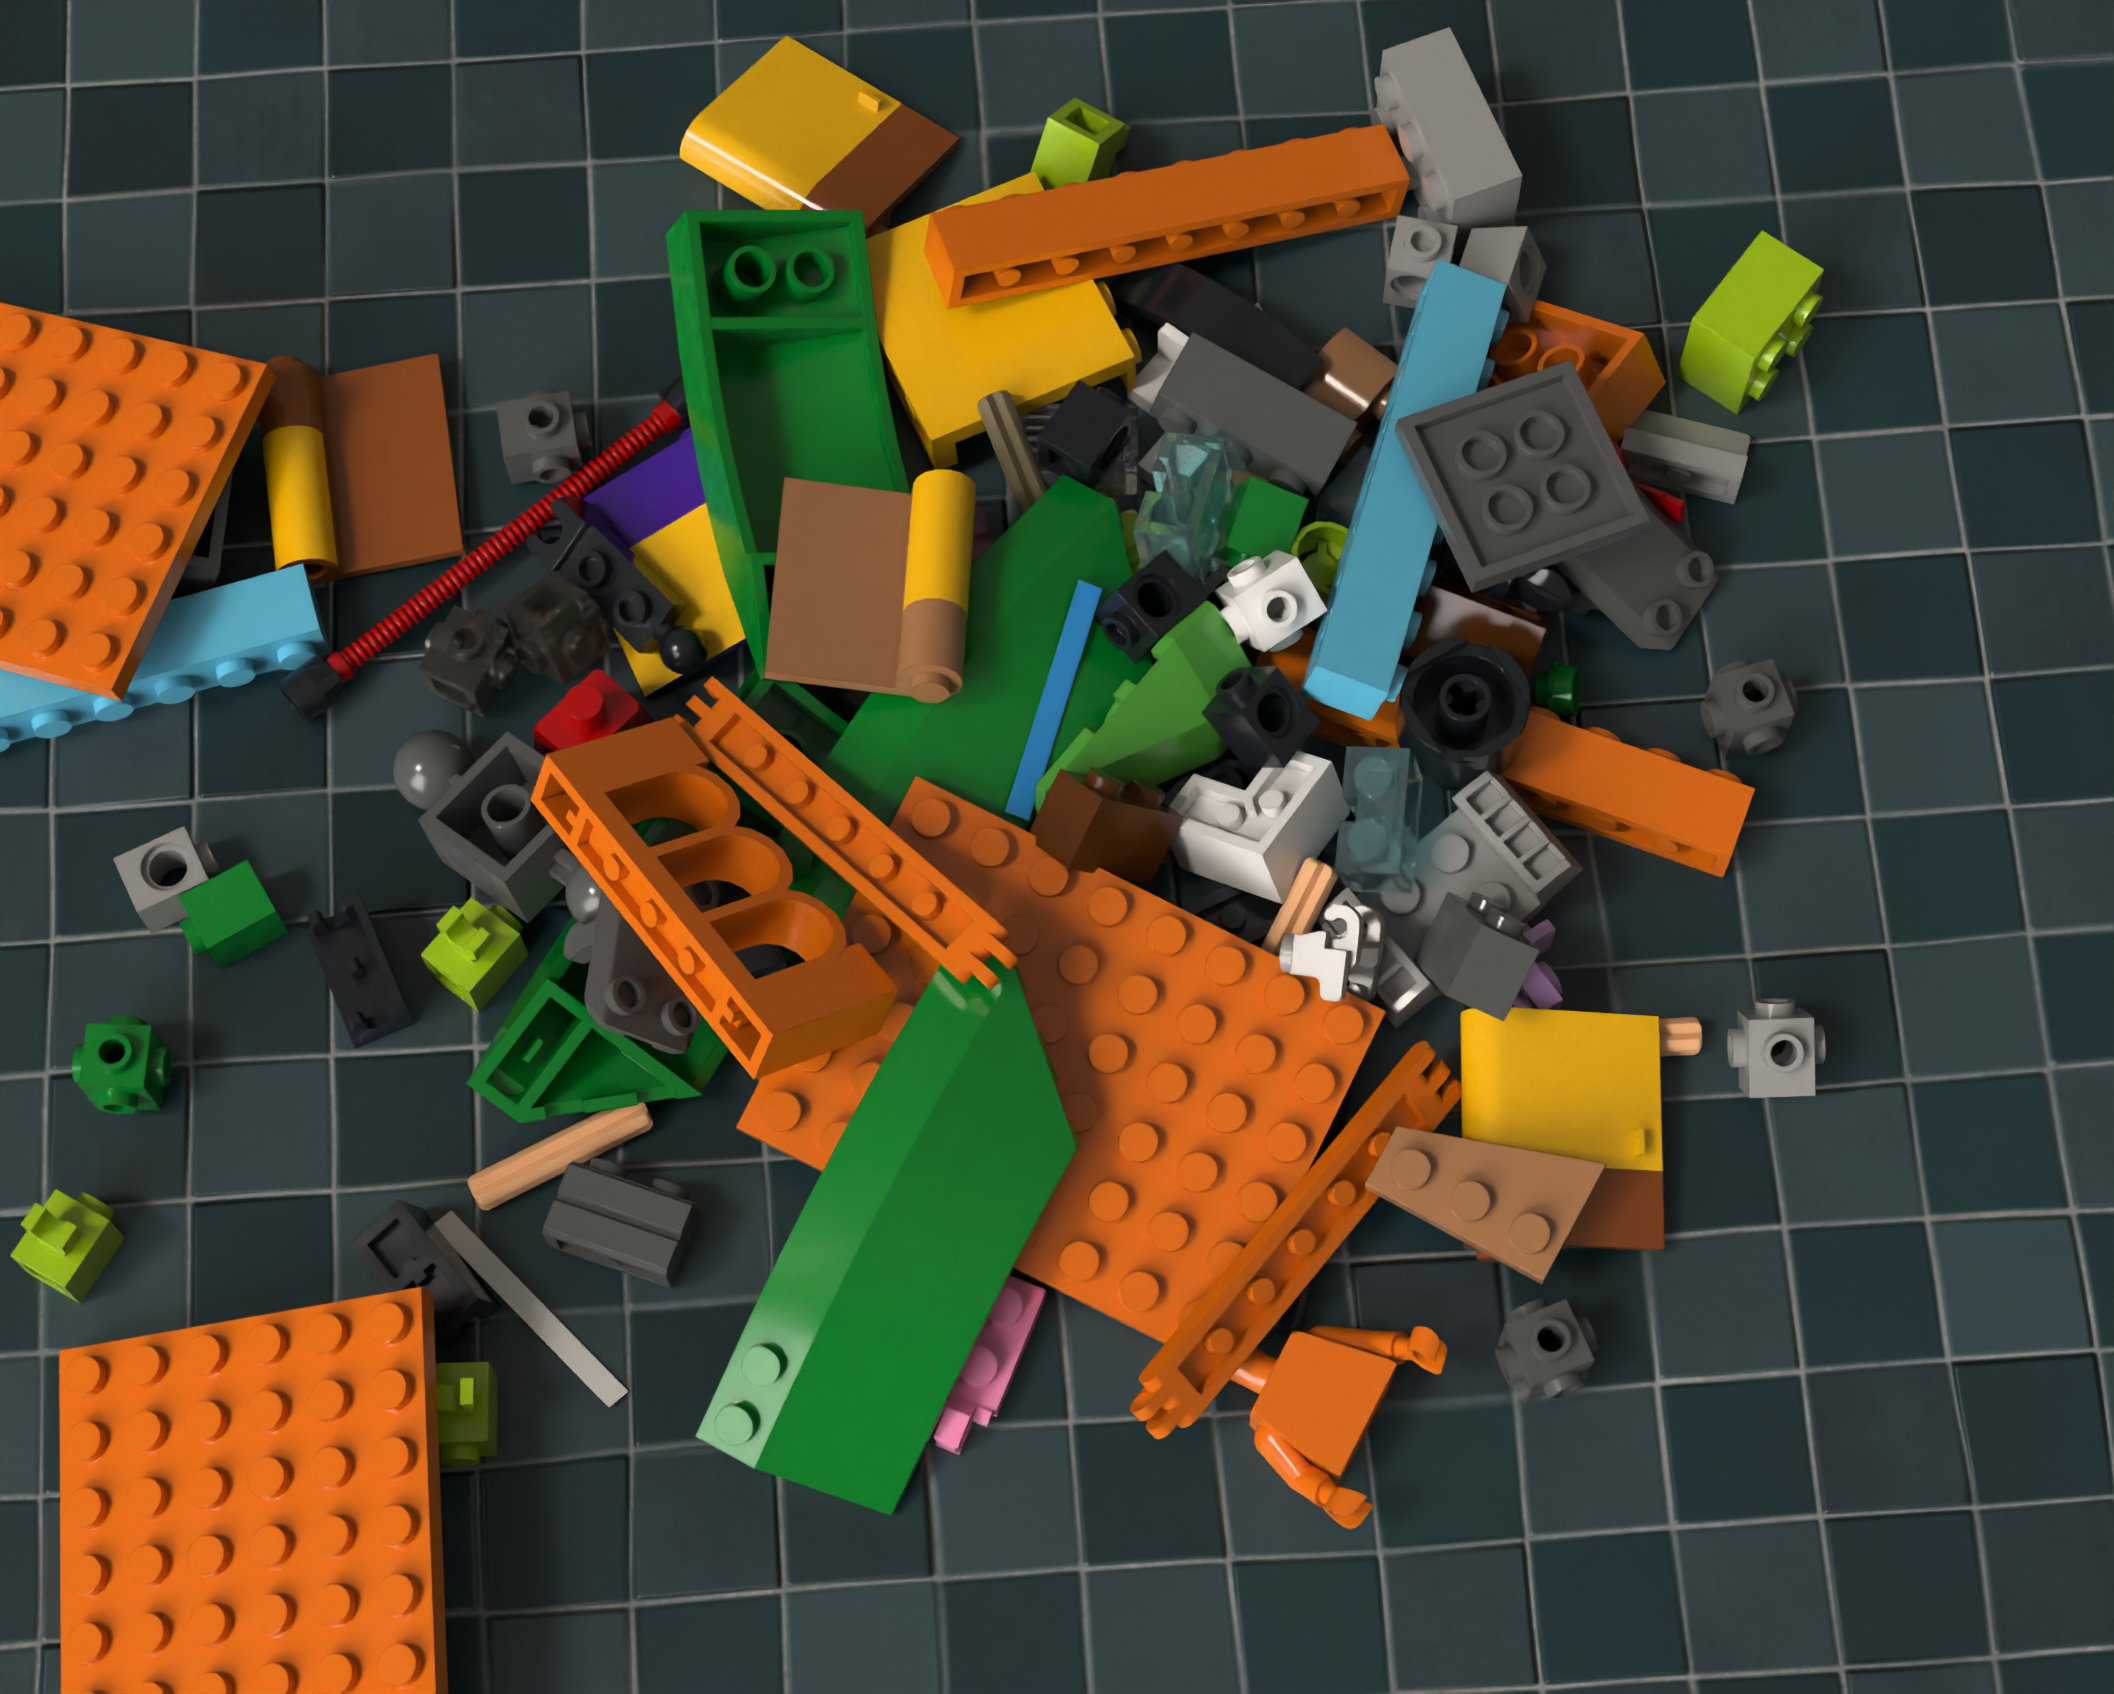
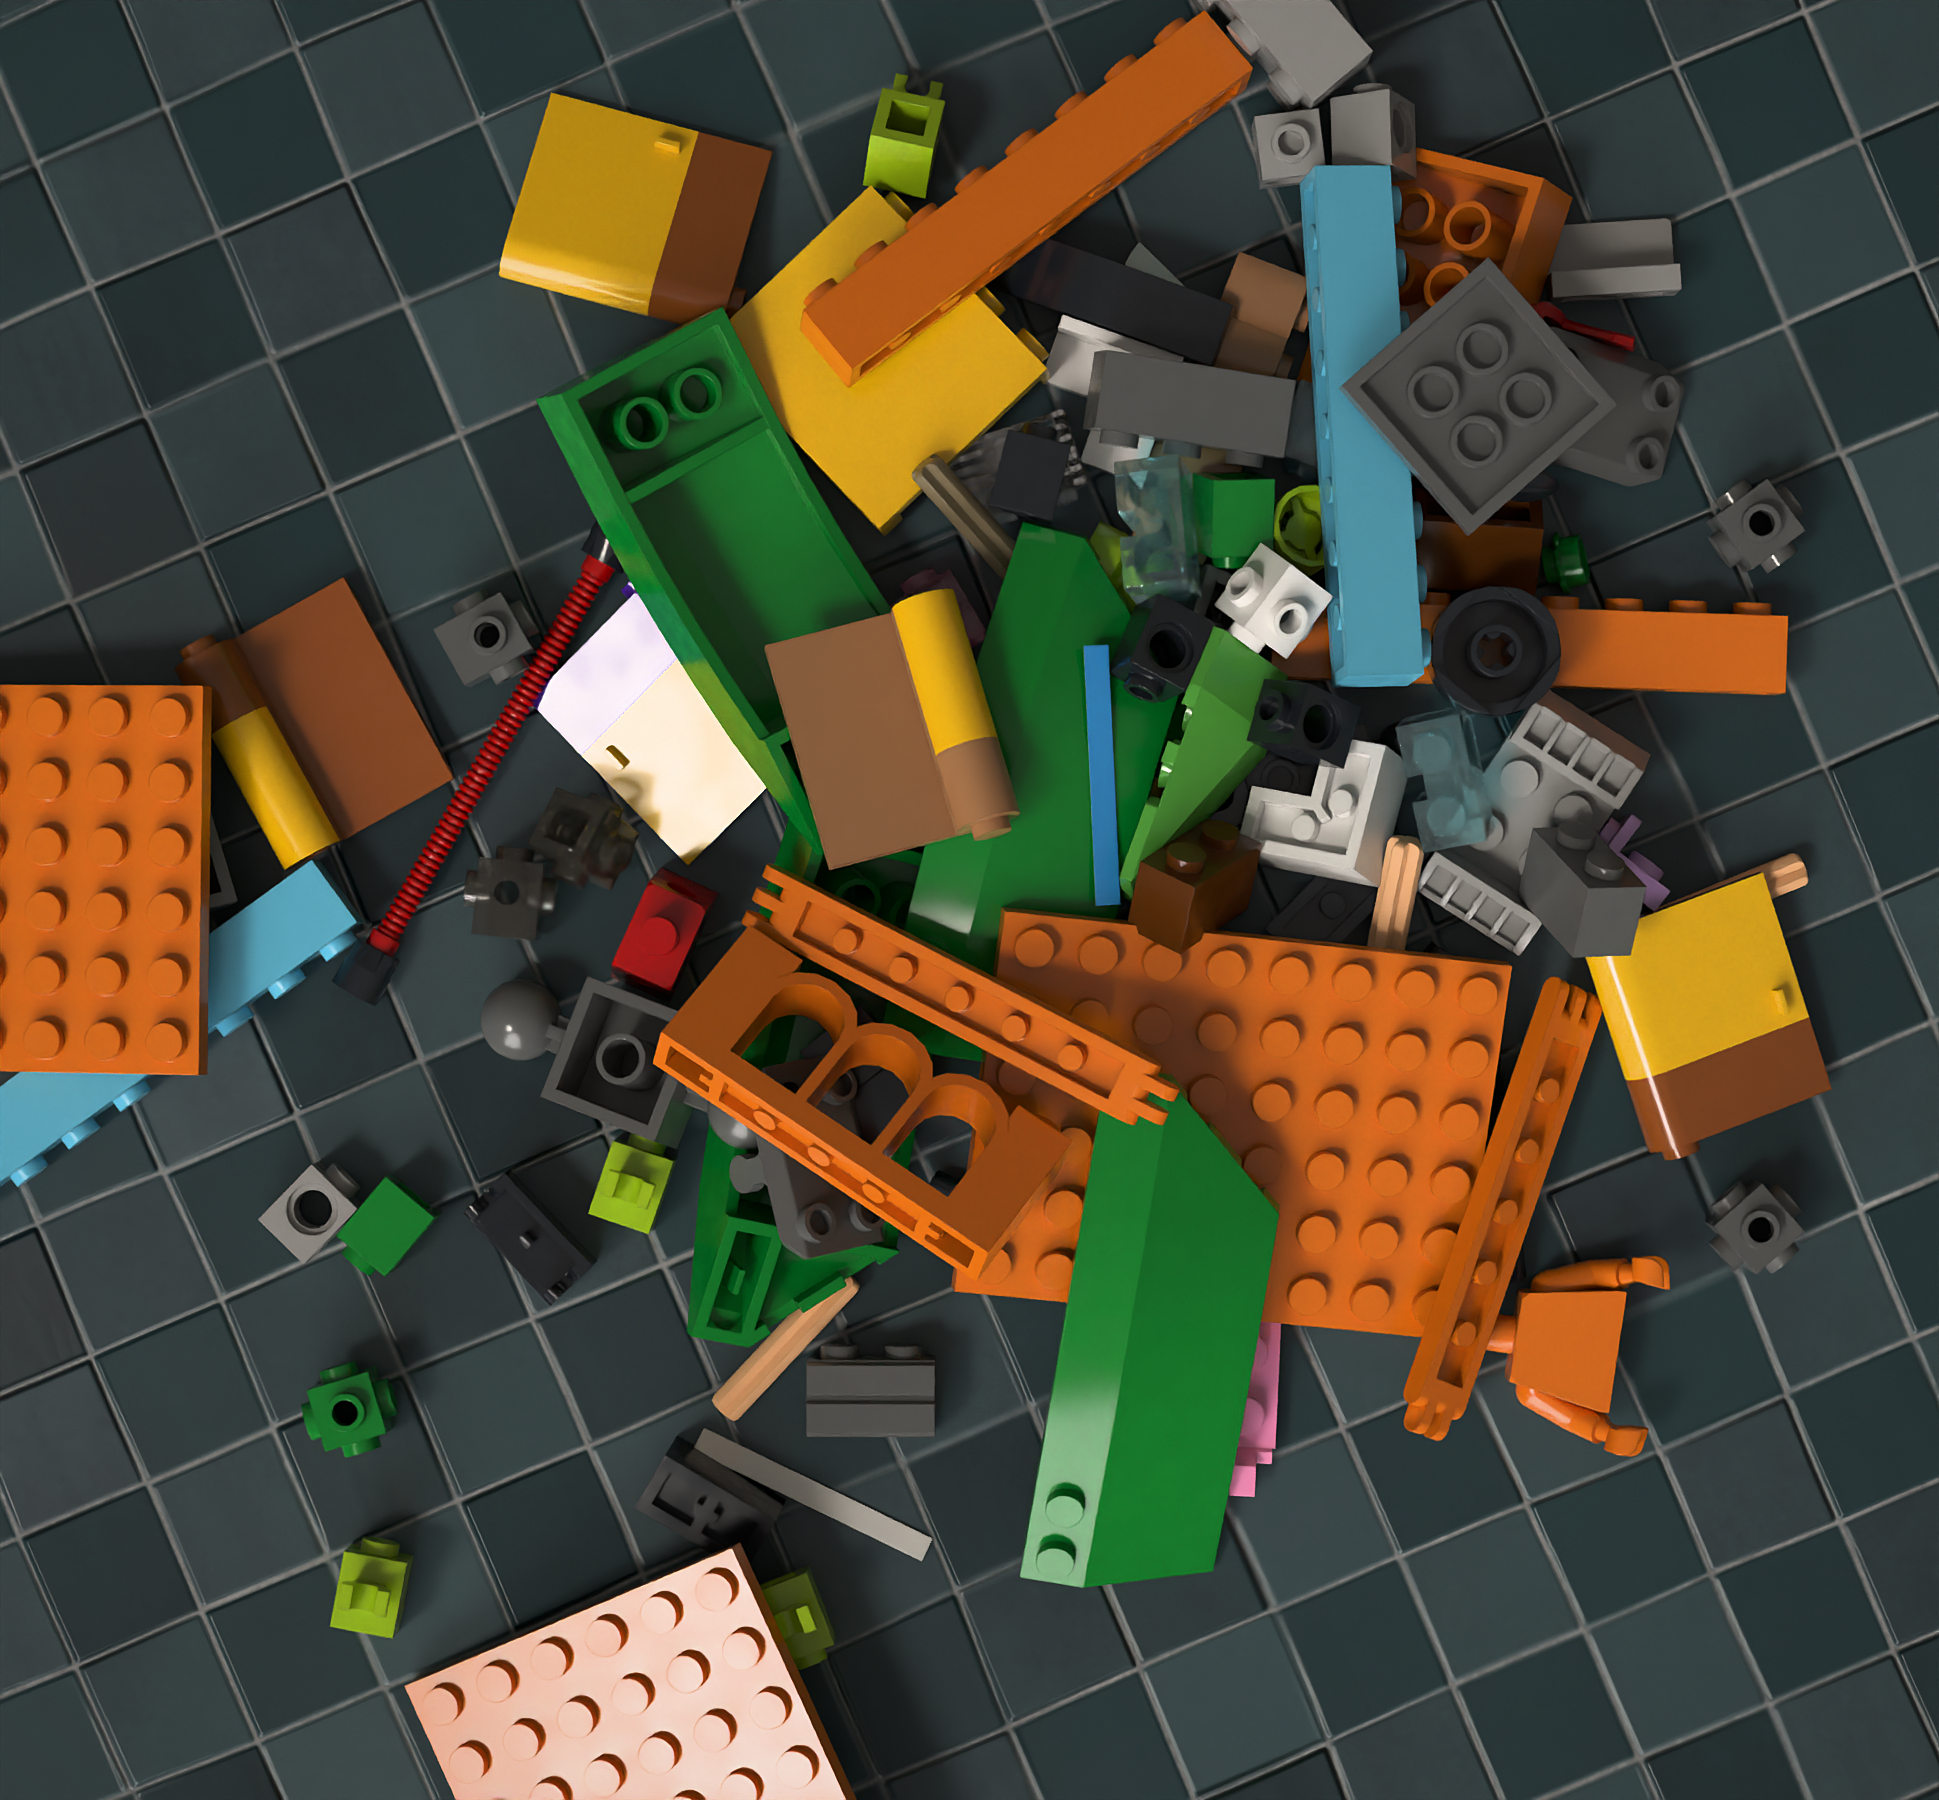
camera: 25 degrees left, 20 degrees up
(620, 584) = (622, 770): black plate -> none
(1339, 956) = (1451, 934): piece -> none
(1487, 1194) = (1664, 1113): medium nougat wing -> none
(1751, 323) = (1641, 114): lime brick -> none
(1790, 1067) = (1881, 868): light grey brick -> none

